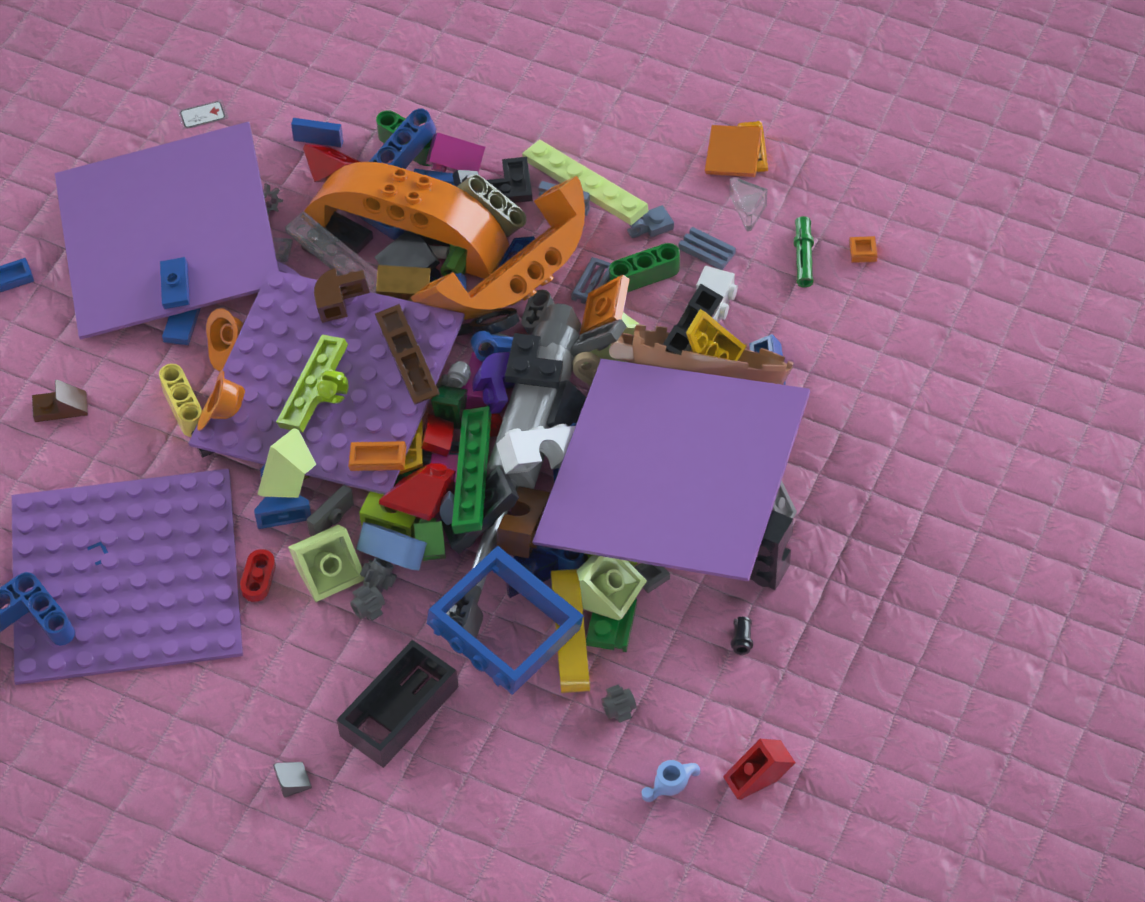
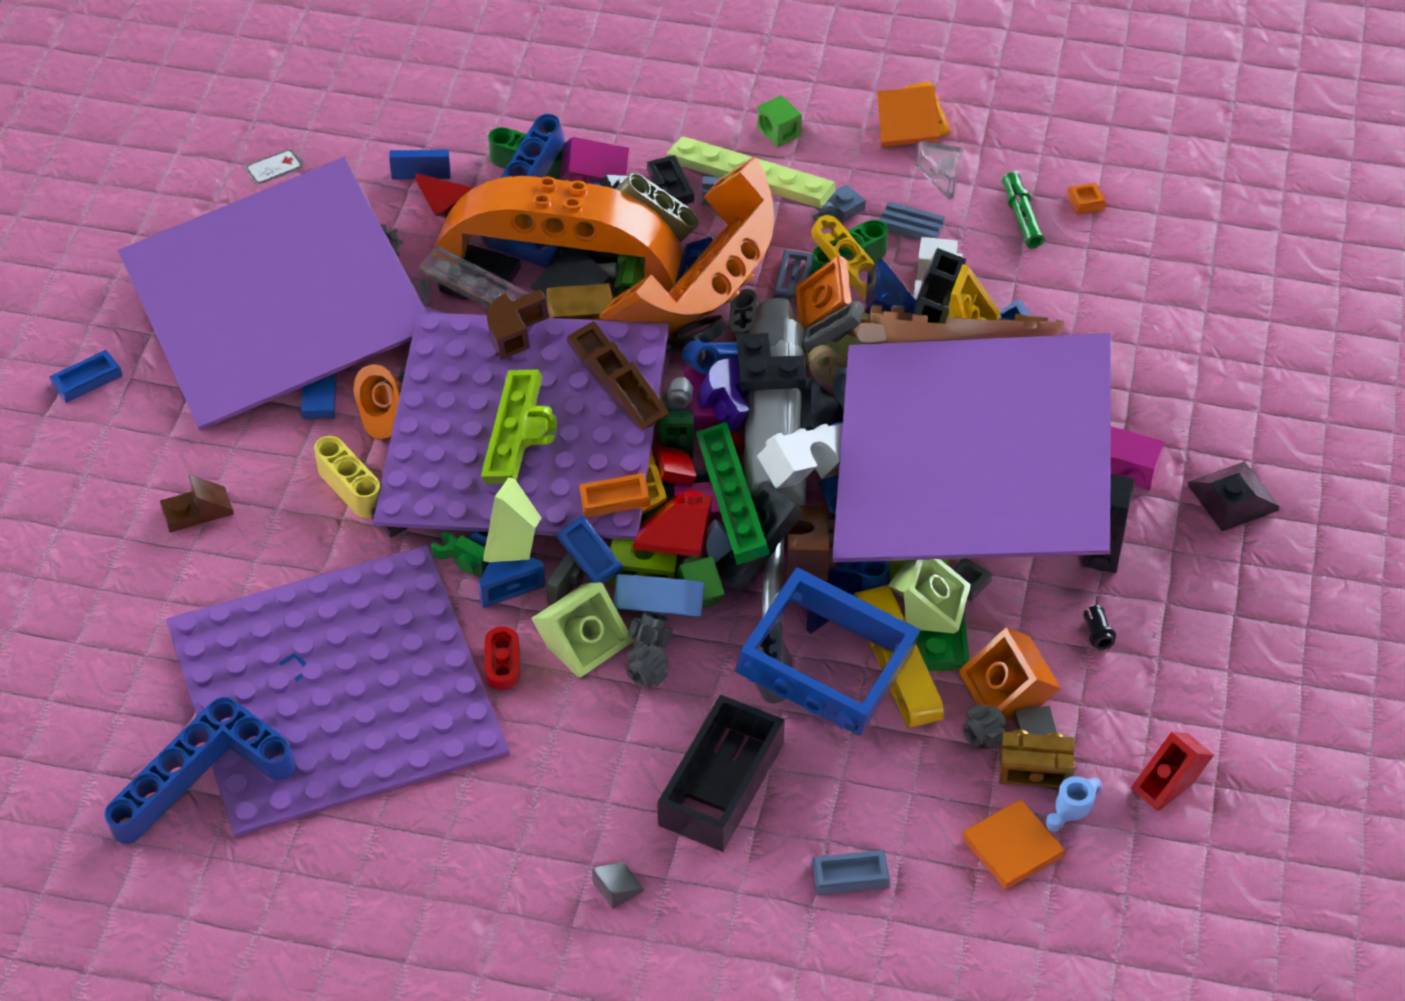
camera: 15 degrees left, 5 degrees down
(174, 283) = (304, 346): blue plate -> none
(223, 401) = (406, 465): orange piece -> none
(249, 477) = (466, 552): none -> green plate
(346, 499) = (589, 551): none -> blue tile
(476, 804) = (850, 872): none -> sand blue tile
(612, 805) = (1013, 844): none -> orange tile
(624, 138) = (779, 121): none -> bright green brick
(645, 281) = (861, 260): none -> yellow beam
(651, 738) = (1036, 759): none -> pearl gold brick
(653, 664) = (1009, 674): none -> orange slope
(658, 310) = (886, 289): none -> clear blue slope
(663, 709) = (1035, 720): none -> dark grey tile
(815, 490) = (1135, 456): none -> dark pink brick
(895, 539) = (1233, 496): none -> black slope

